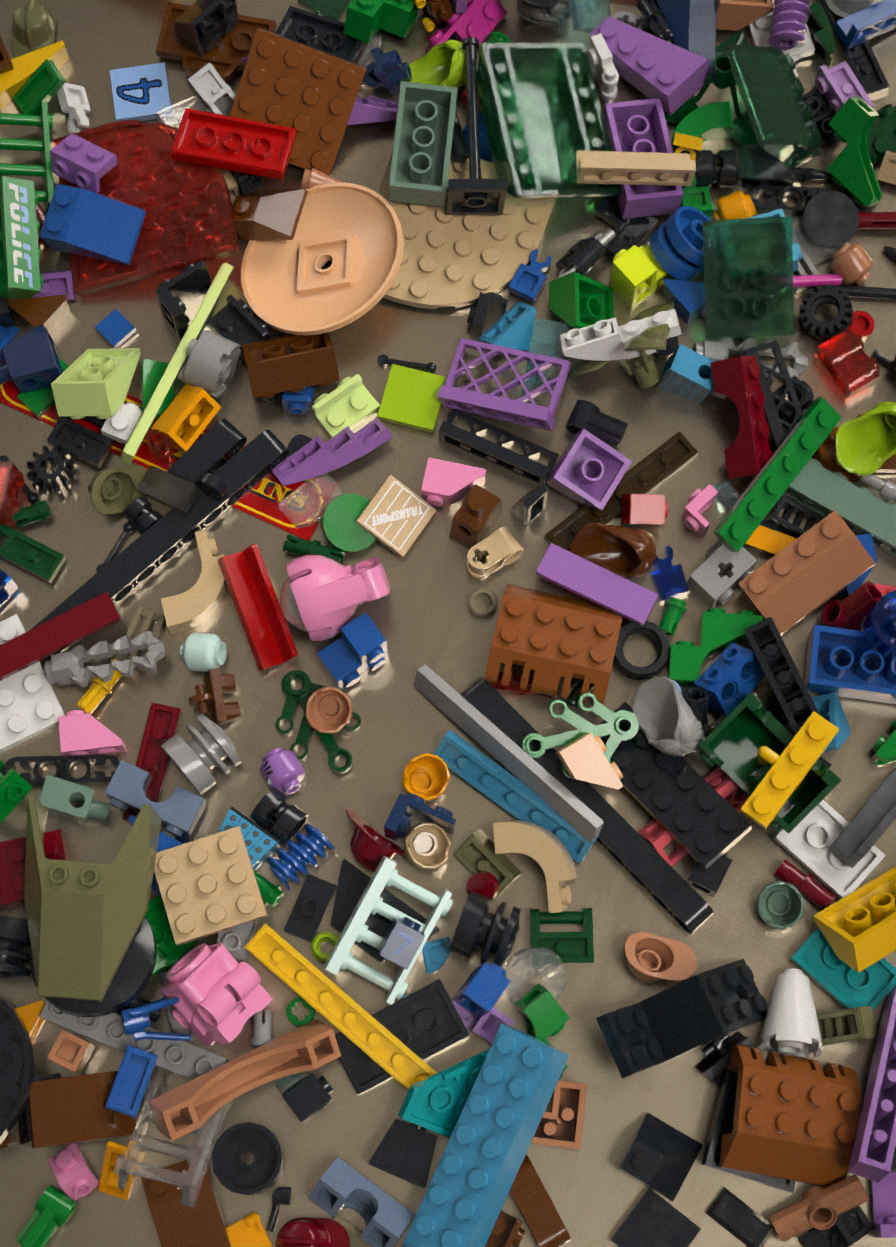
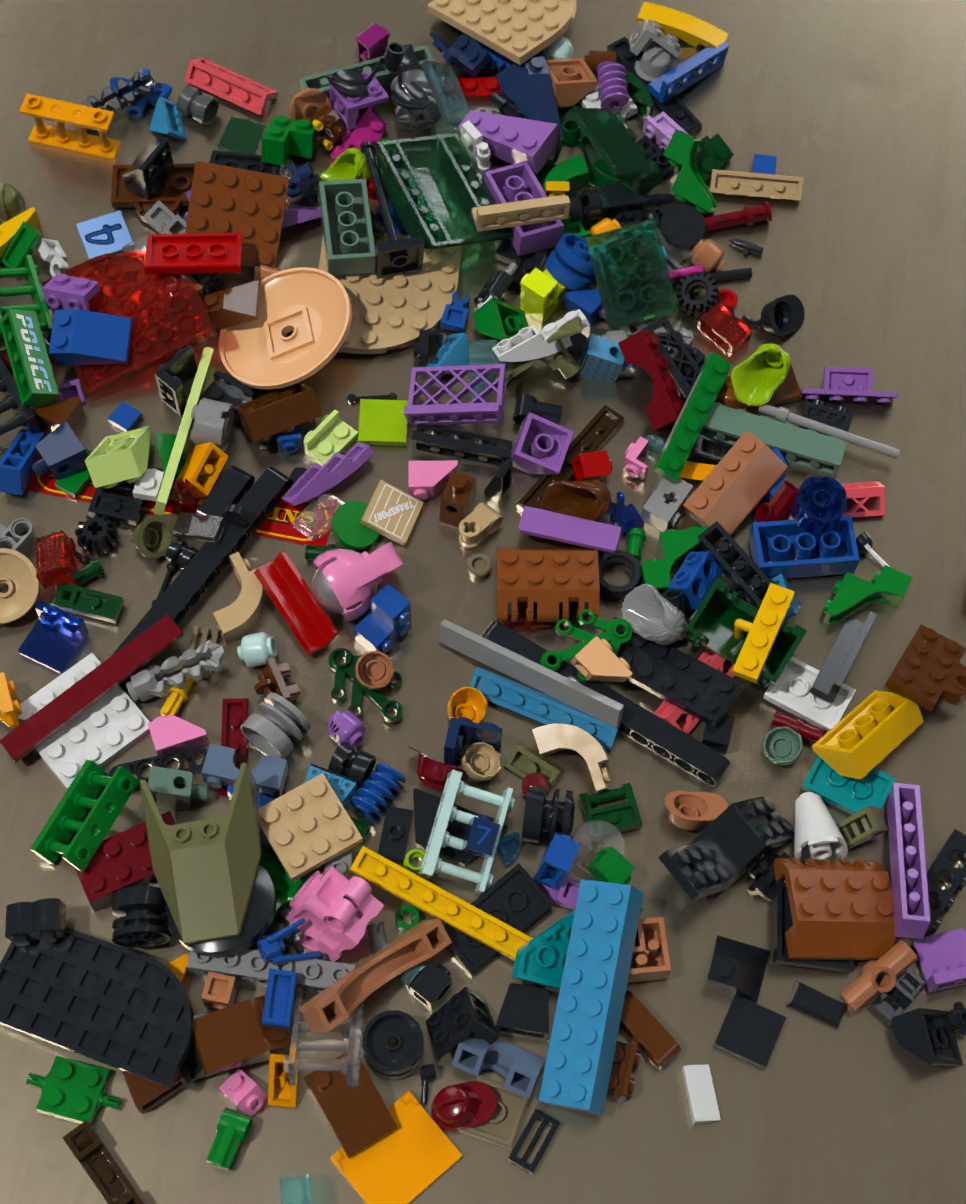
camera: 15 degrees left, 10 degrees down
(330, 1147) = (457, 1019): none -> black bracket

